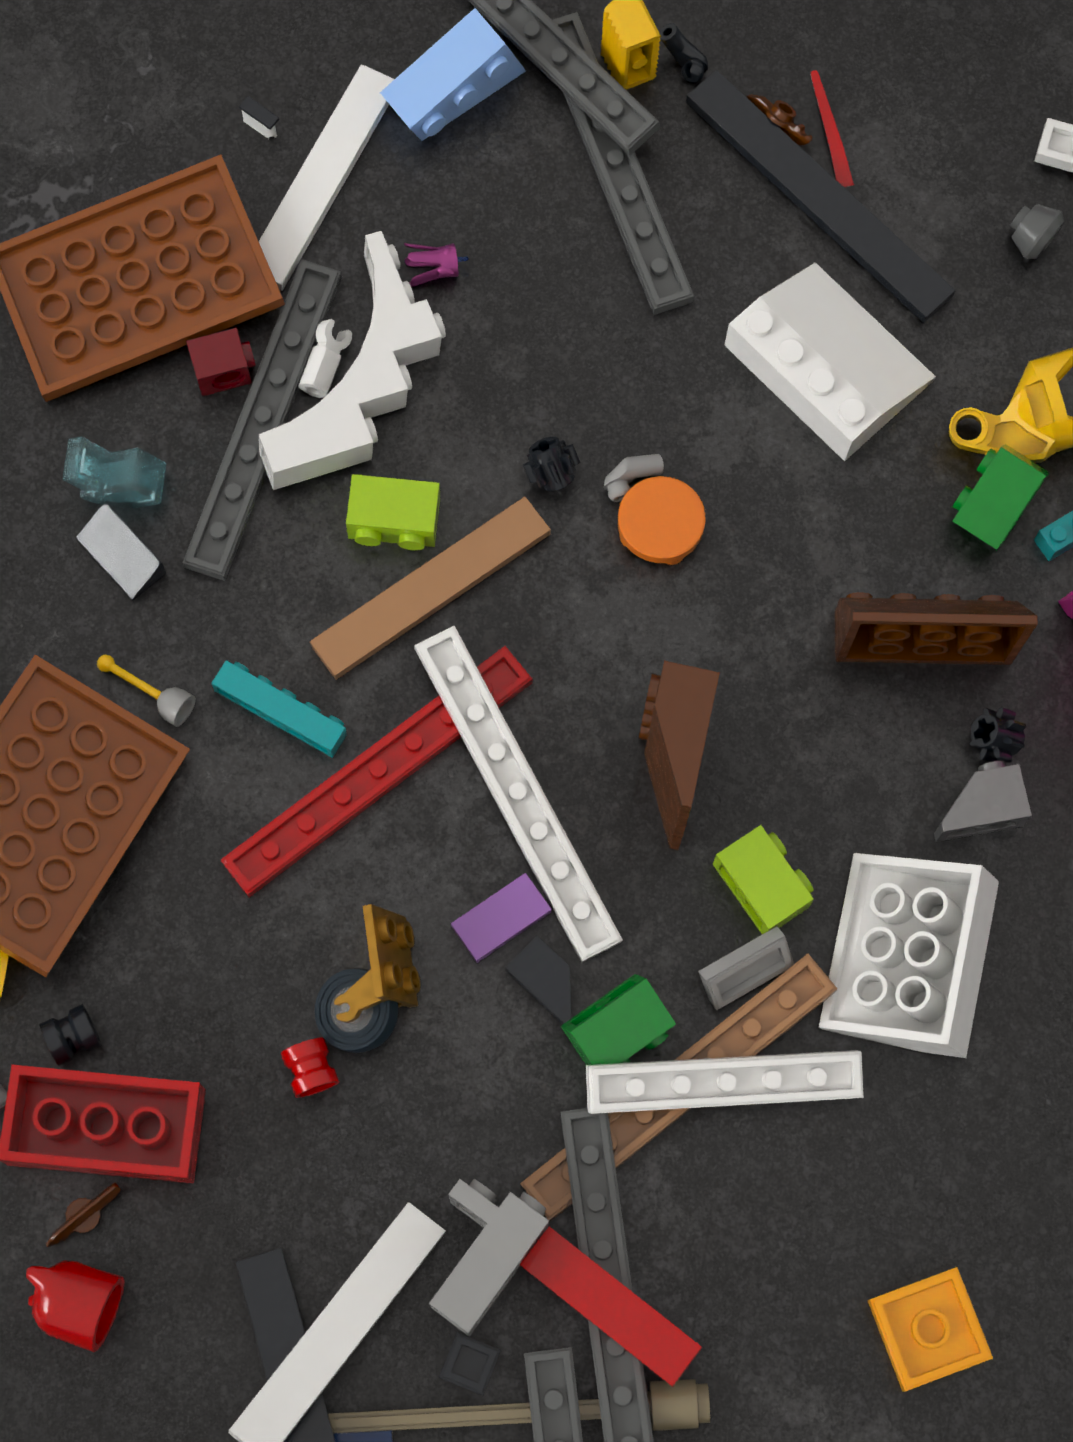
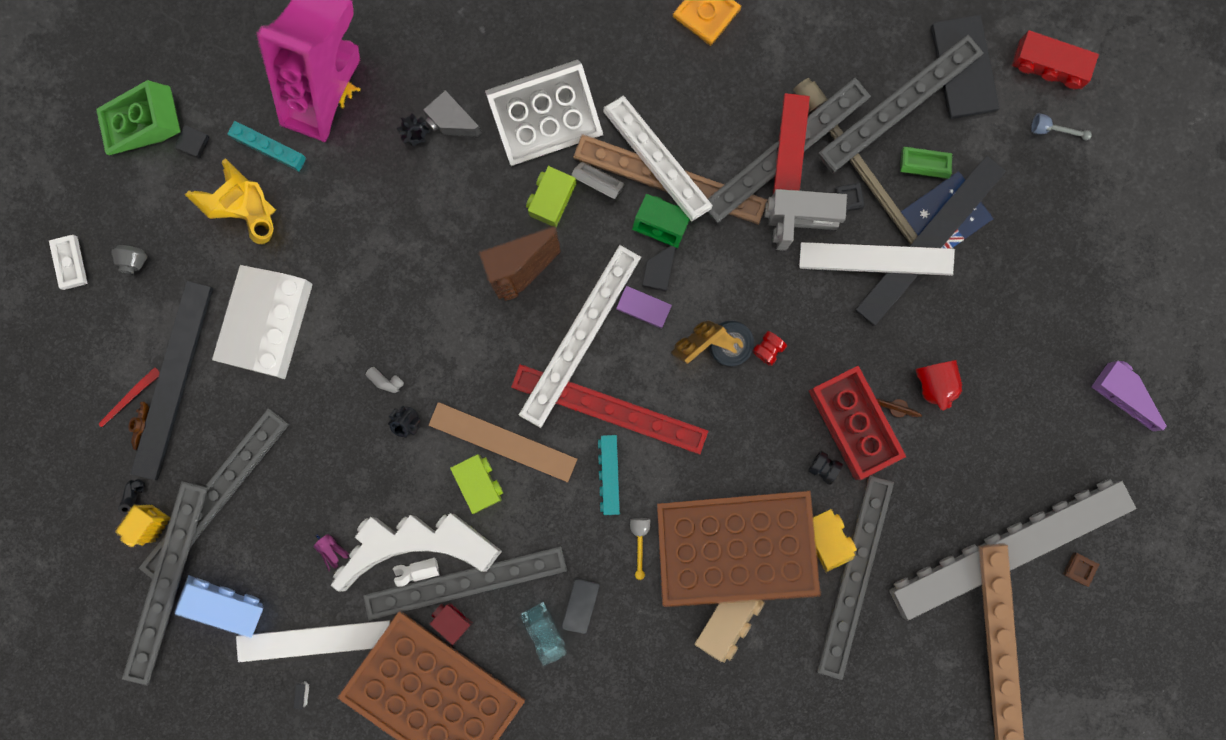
camera: 120 degrees left, 10 degrees up
(661, 520) = (399, 351): orange tile -> none
(931, 629) = (377, 188): reddish brown slope -> none
(999, 496) = (289, 193): green brick -> none

